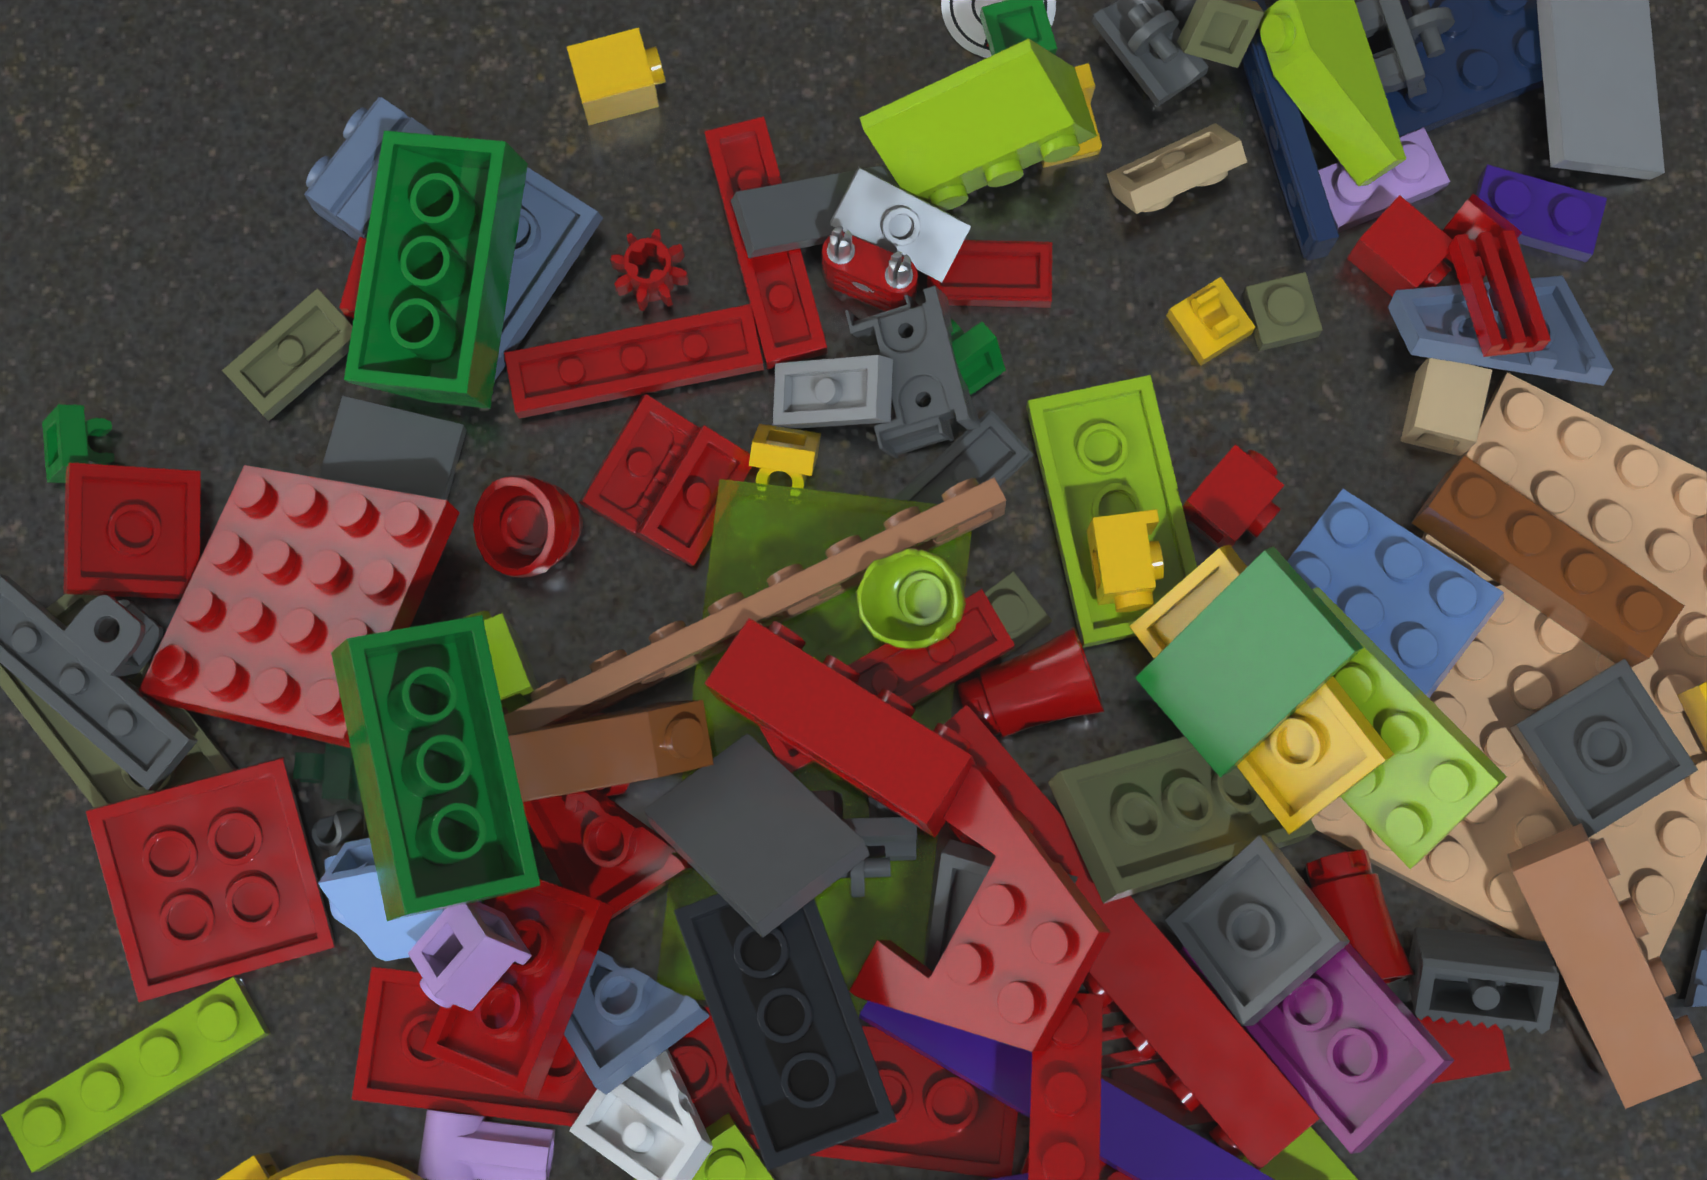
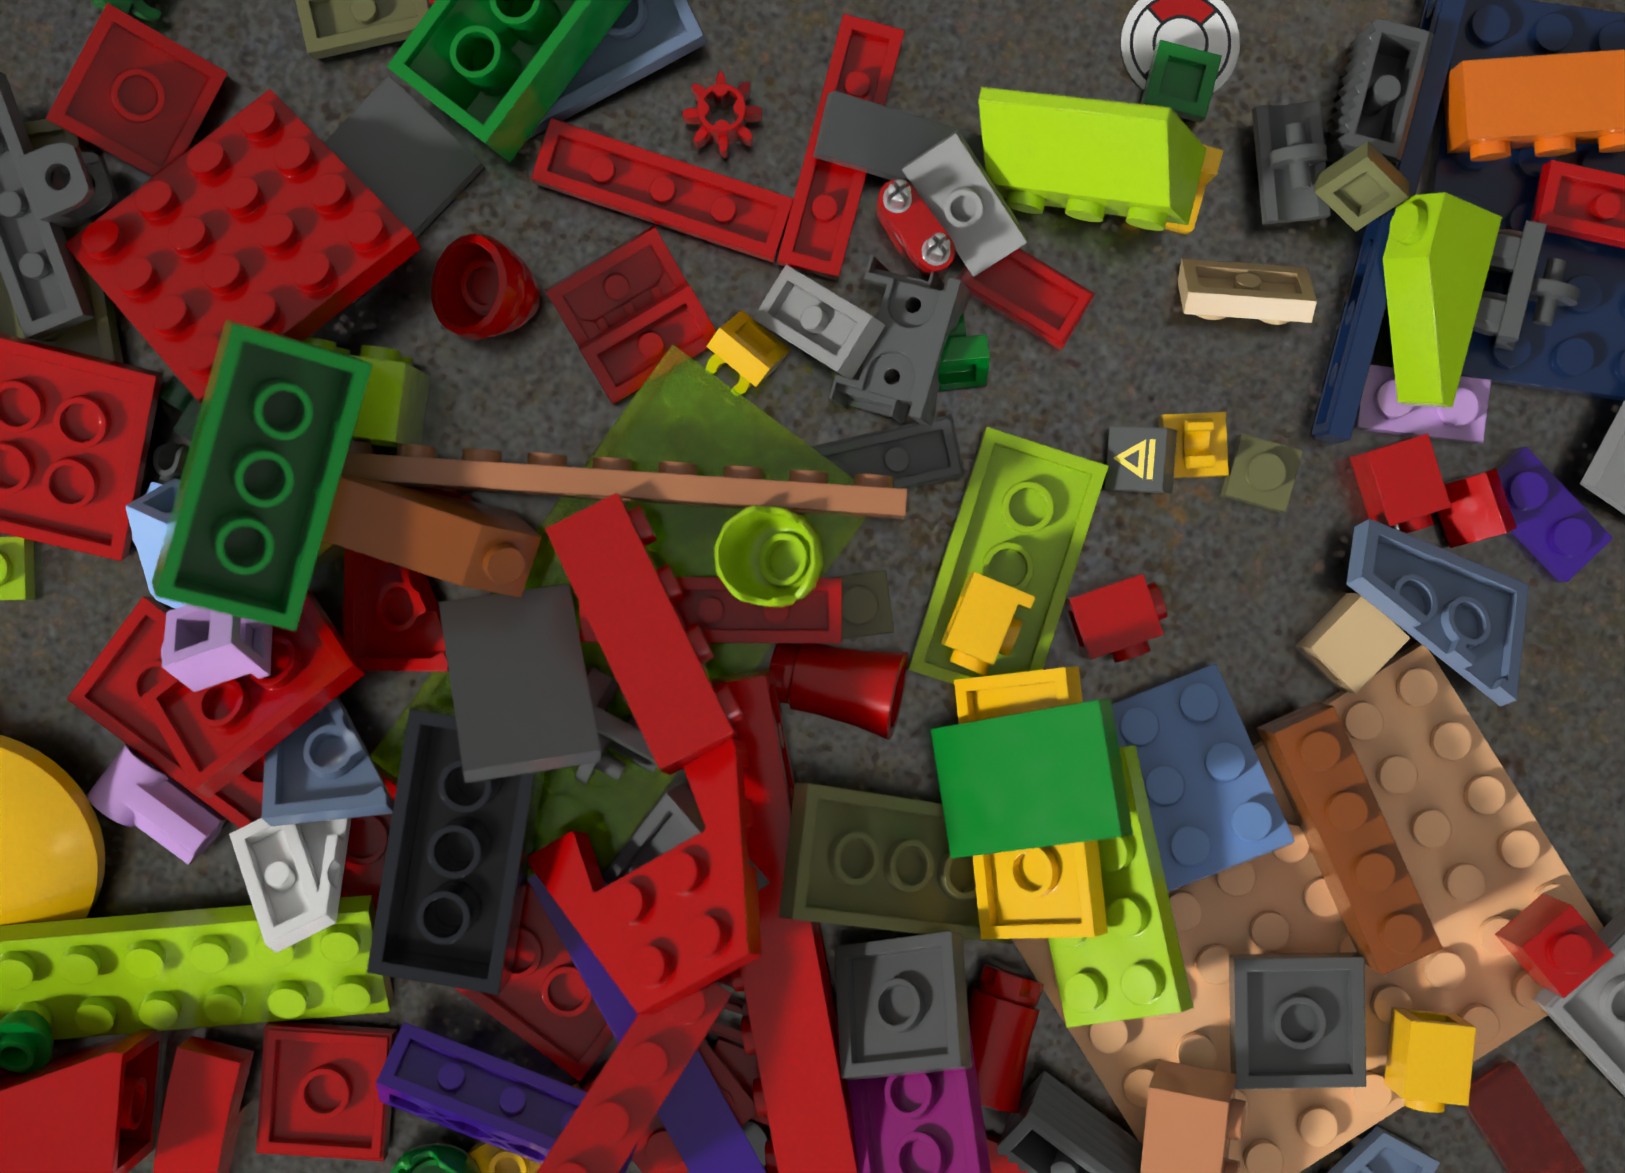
camera: 35 degrees right, 10 degrees up
(1174, 355) = (1141, 459): none -> dark grey tile
(1509, 293) = (1468, 580): red tile -> none

